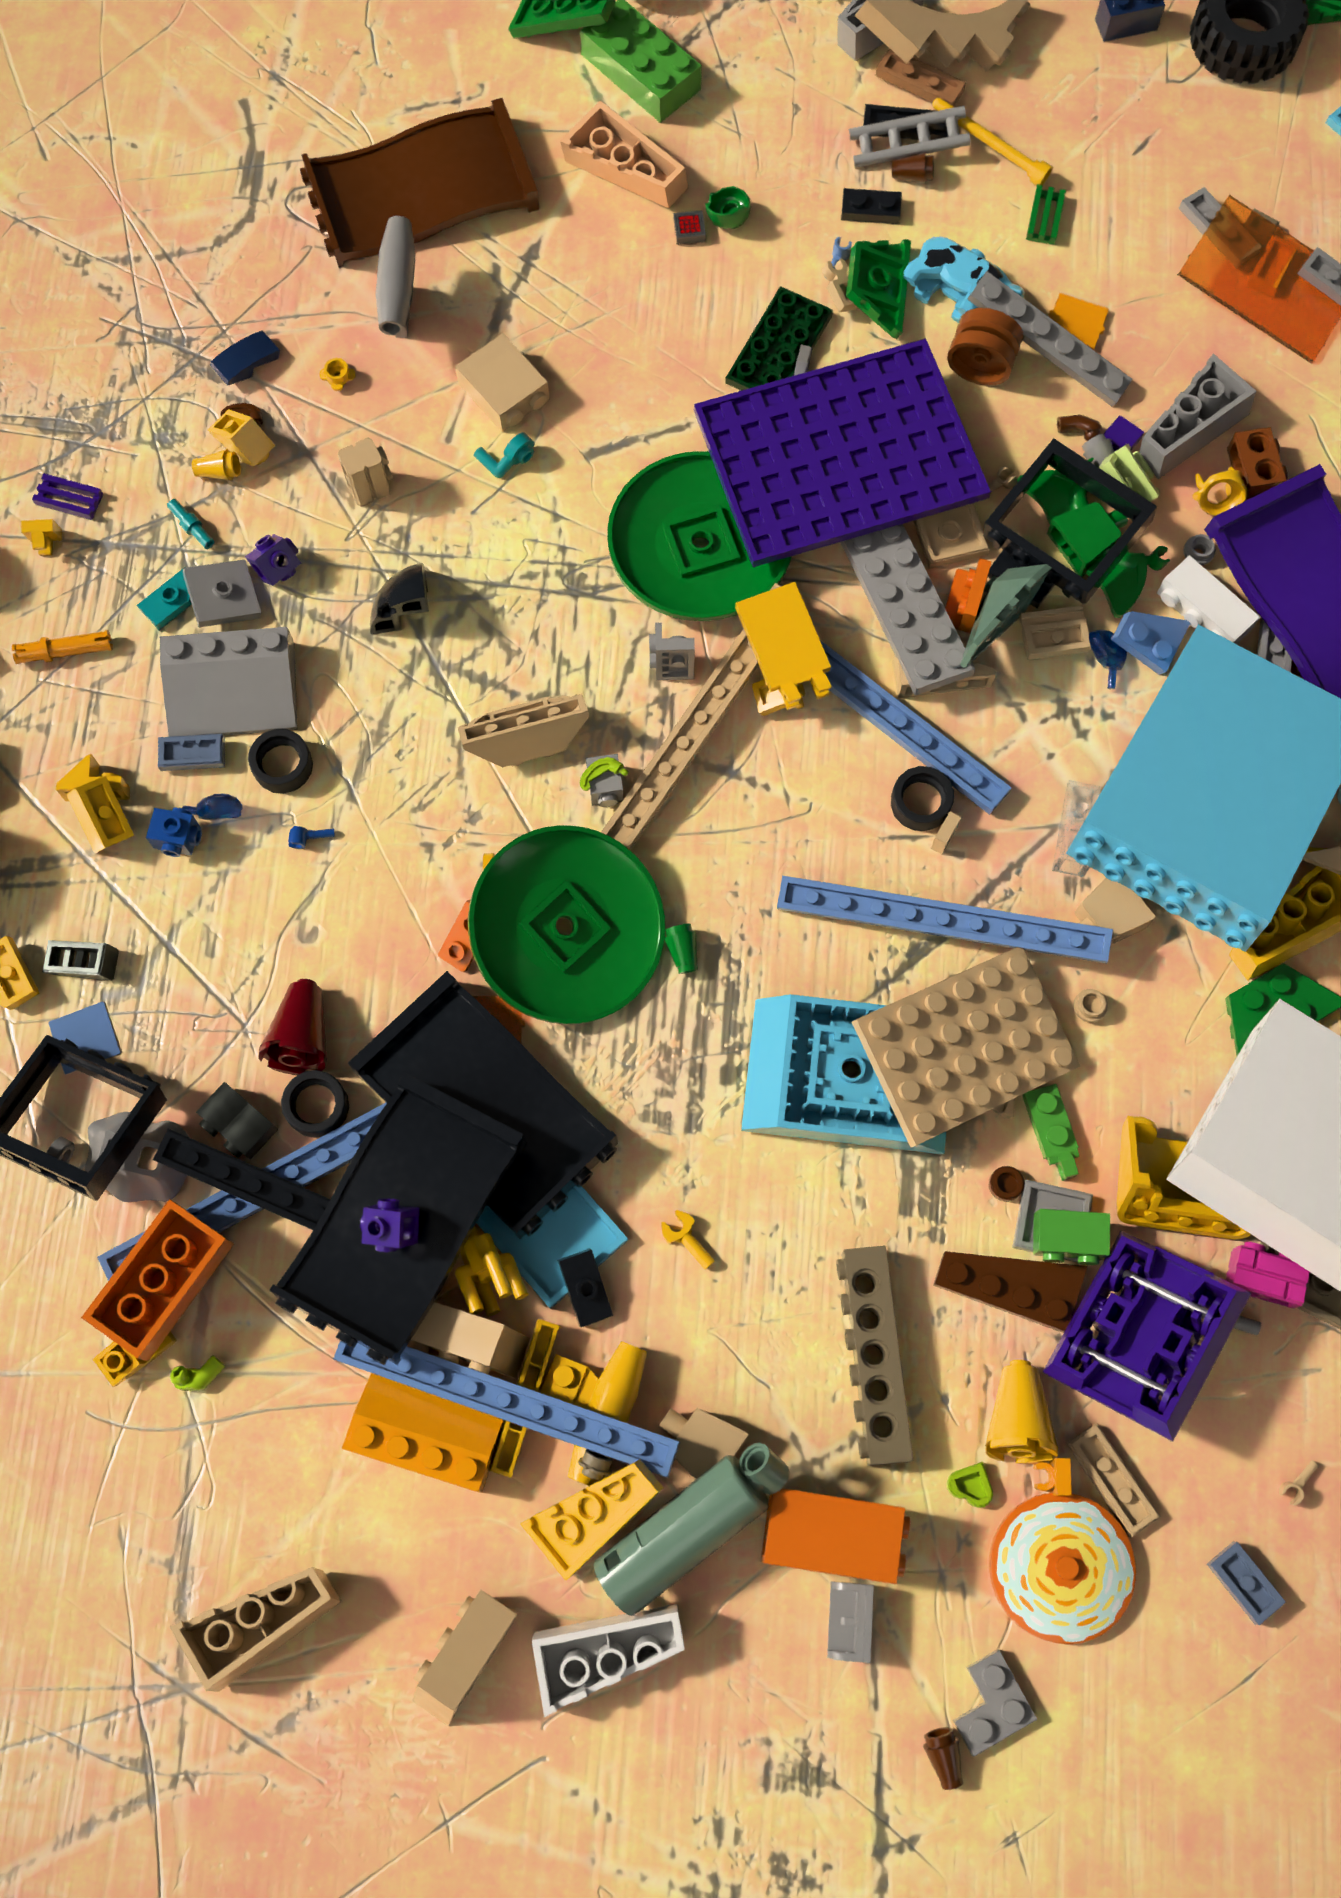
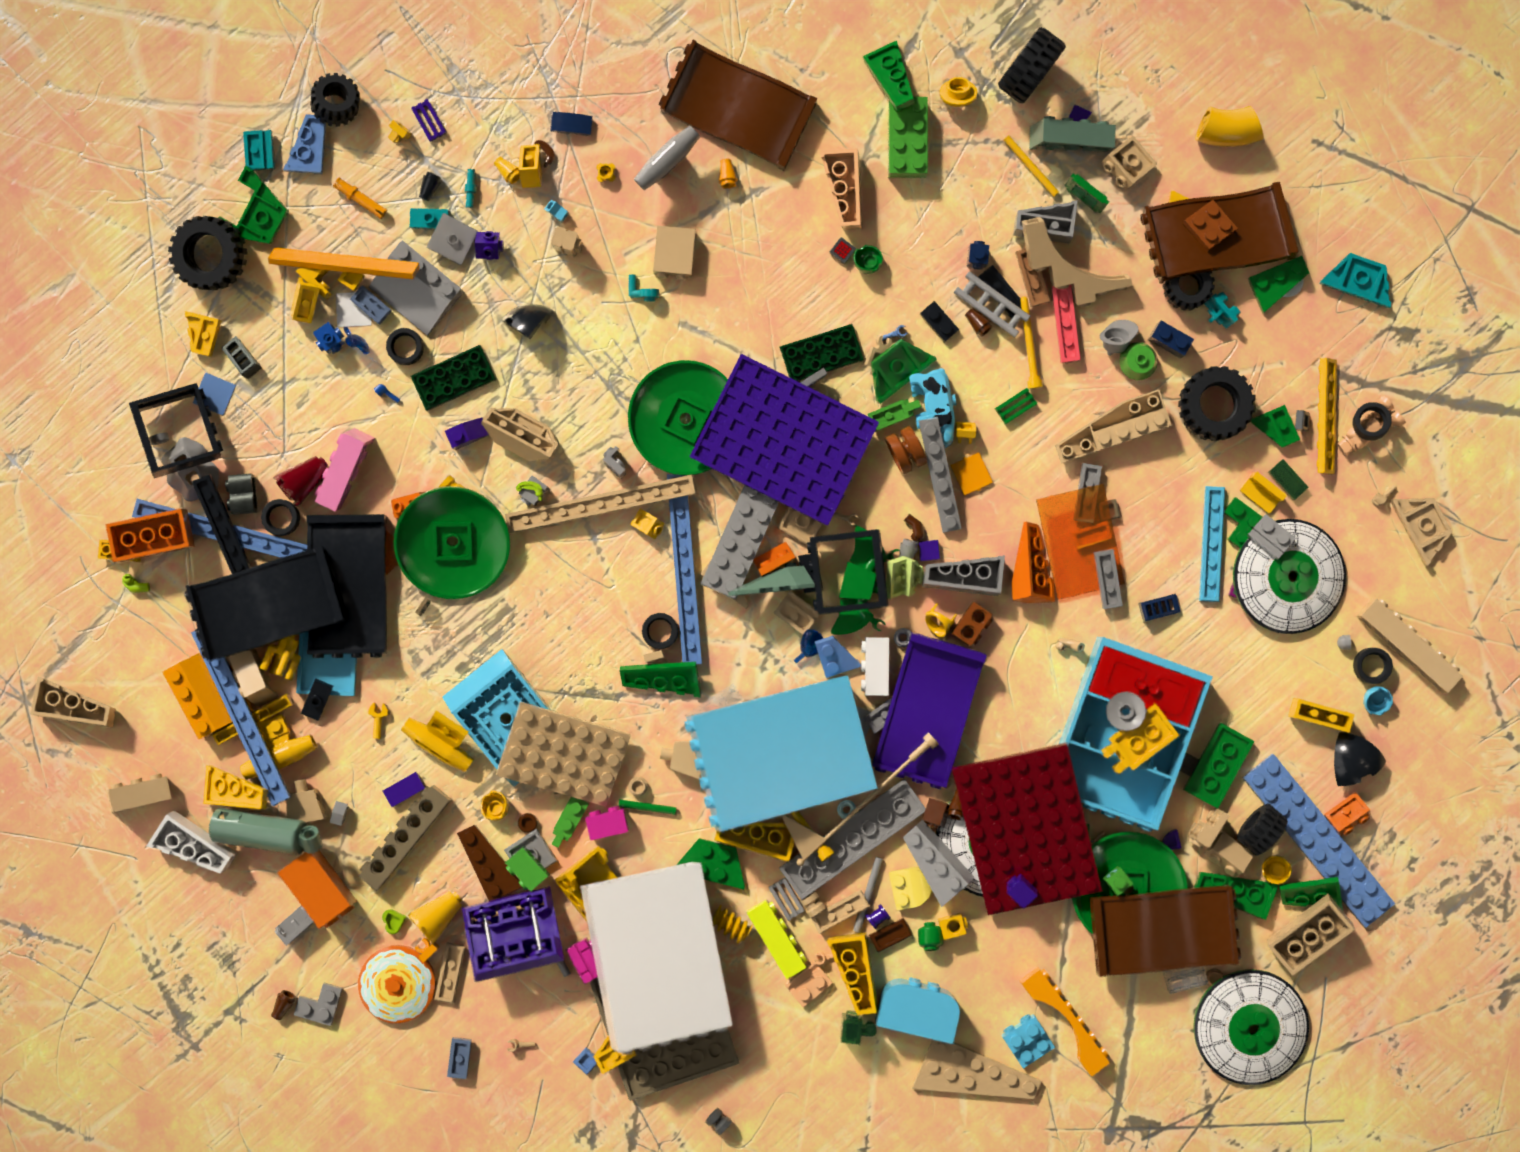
camera: 45 degrees right, 15 degrees up
(109, 725) = (344, 263): none -> light orange tile
(136, 559) = (429, 185): none -> black cone
(136, 739) = (351, 280): none -> yellow tile
(172, 788) = (349, 313): none -> white sticker
(319, 459) = (556, 211): none -> medium azure piece
(340, 968) = (342, 468): none -> bright pink wedge
(376, 746) = (453, 377): none -> dark green tile
(389, 1225) = (254, 607): dark purple brick -> none
(455, 791) = (466, 433): none -> dark purple slope
(480, 259) = (727, 175): none -> light orange cone
(595, 1465) = (250, 774): dark tan plate -> none
(606, 1041) = (423, 606): none -> clear smoke tile
(682, 947) = (494, 596): green cone -> none
(759, 1409) = (339, 813): none -> light grey piece
(785, 642) = (666, 507): yellow tile -> none
(795, 1179) = (440, 739): none -> yellow plate
(810, 1296) = (404, 789): none -> dark purple tile
(841, 104) = (978, 255): none -> dark blue brick
(930, 322) = (894, 413): none -> bright green hinge
(945, 919) = (611, 692): medium blue plate -> none
(947, 1198) = (494, 806): none -> yellow hair
(991, 838) = (673, 677): none -> green wing
(1006, 92) = (1065, 324): none -> coral plate
(1026, 278) = (965, 430): none -> yellow tile
(1075, 55) = (1118, 336): none -> light grey piece
(1105, 1083) = (606, 823): none -> dark pink brick
(1121, 60) = (1138, 361): none -> bright green cone
(1127, 1020) = (647, 807): none -> green bar
(1176, 131) = (1118, 425): none -> tan wedge
(1268, 366) = (1030, 573): none -> orange wedge

